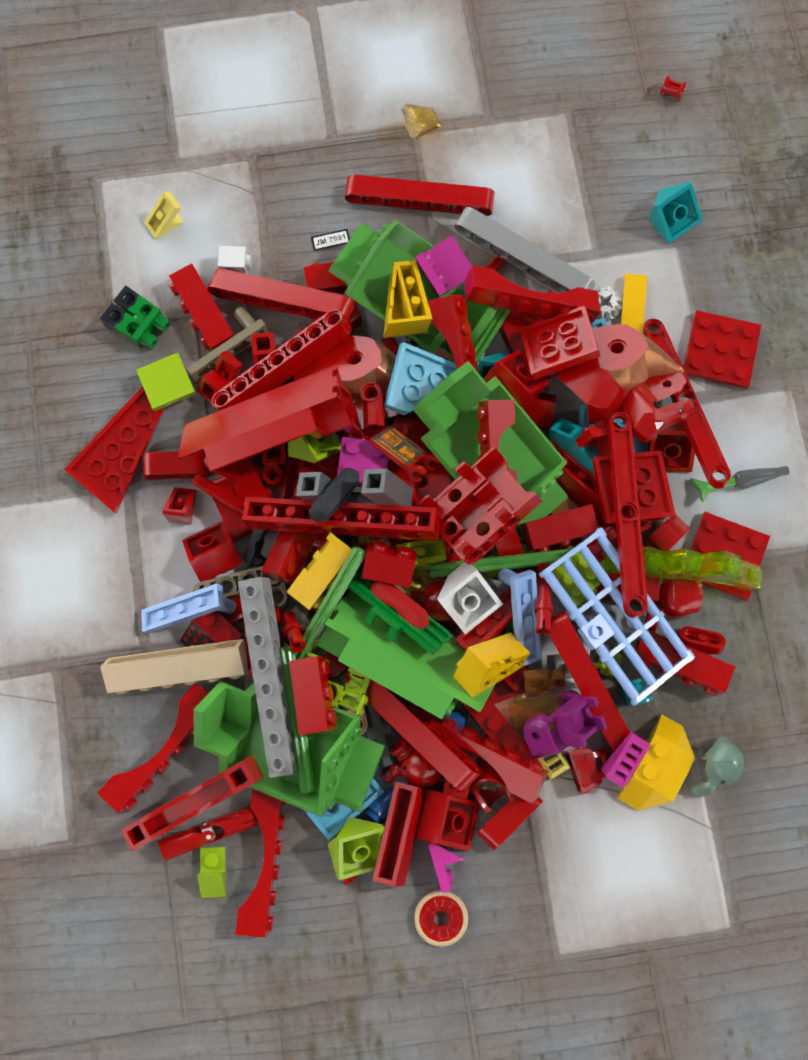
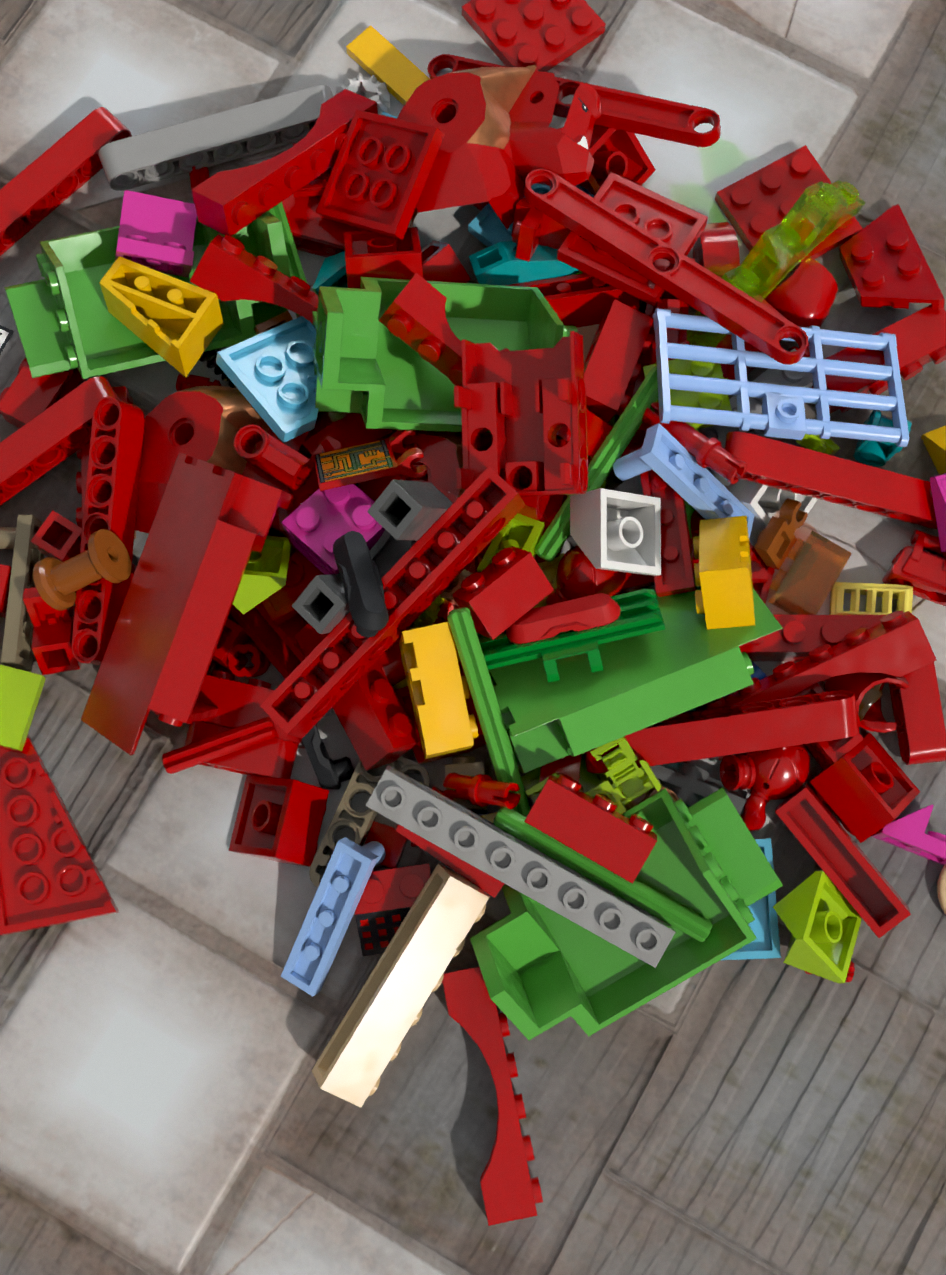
camera: 55 degrees left, 0 degrees up
(168, 466) = (119, 783): red beam -> none
(180, 505) = (181, 815): red slope -> none
(192, 803) = (593, 1152): red arch -> none
(205, 834) = (650, 1118): red piece -> none
(212, 872) = (706, 1143): lime slope -> none
(254, 913) = (800, 1124): red arch -> none
(263, 373) = (60, 580): none -> dark orange piece
(378, 810) = (788, 857): blue cone -> none
(572, 729) = (876, 543): magenta piece -> none
(702, 640) = (869, 319): red plate -> none
(737, 627) = (889, 265): none -> red wing
(742, 479) = (722, 103): dark grey piece -> none

